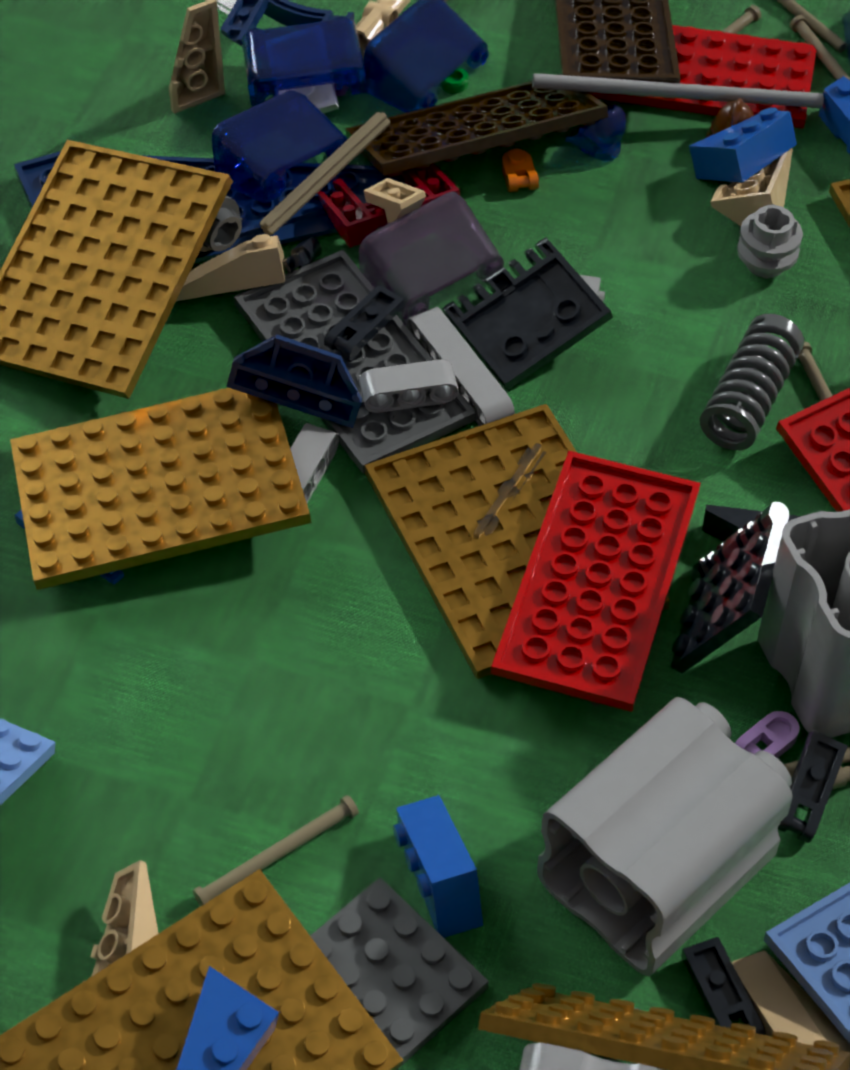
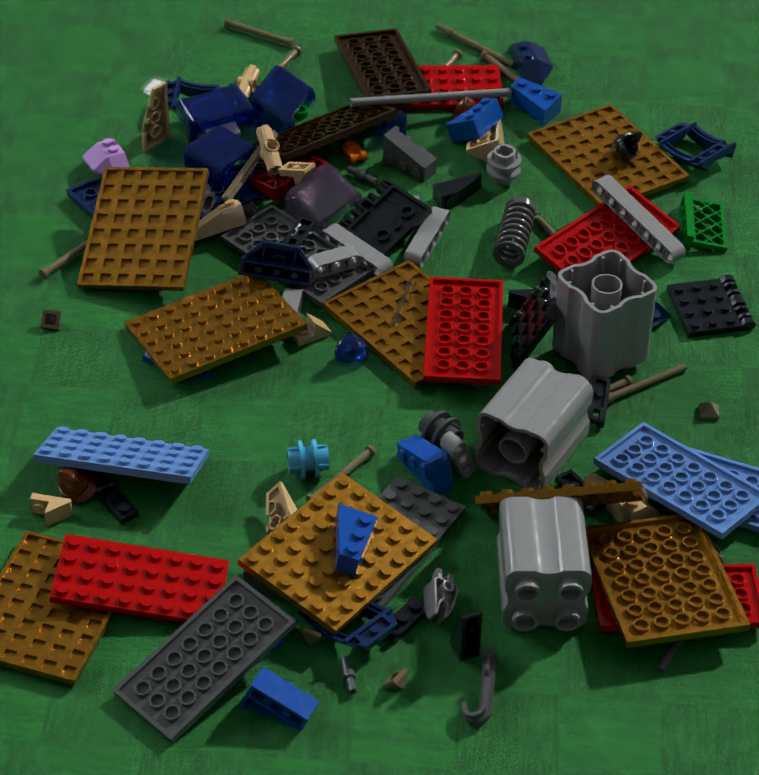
camera: 15 degrees left, 10 degrees down
(96, 118) = (105, 154): none -> lavender wedge
(217, 811) = (307, 459): none -> medium azure piece
(331, 519) = (316, 330): none -> tan slope
(361, 137) = (269, 149): none -> tan piece
(383, 575) = (351, 349): none -> clear blue hair
(487, 798) = (436, 424): none -> dark grey piece
(498, 866) = (458, 453): none -> light grey beam
(519, 218) = (362, 175): none -> dark grey bar
(593, 361) = (427, 236): none -> light grey beam
(604, 195) = (406, 156): none -> dark grey wedge
(669, 278) = (455, 191): none -> black slope

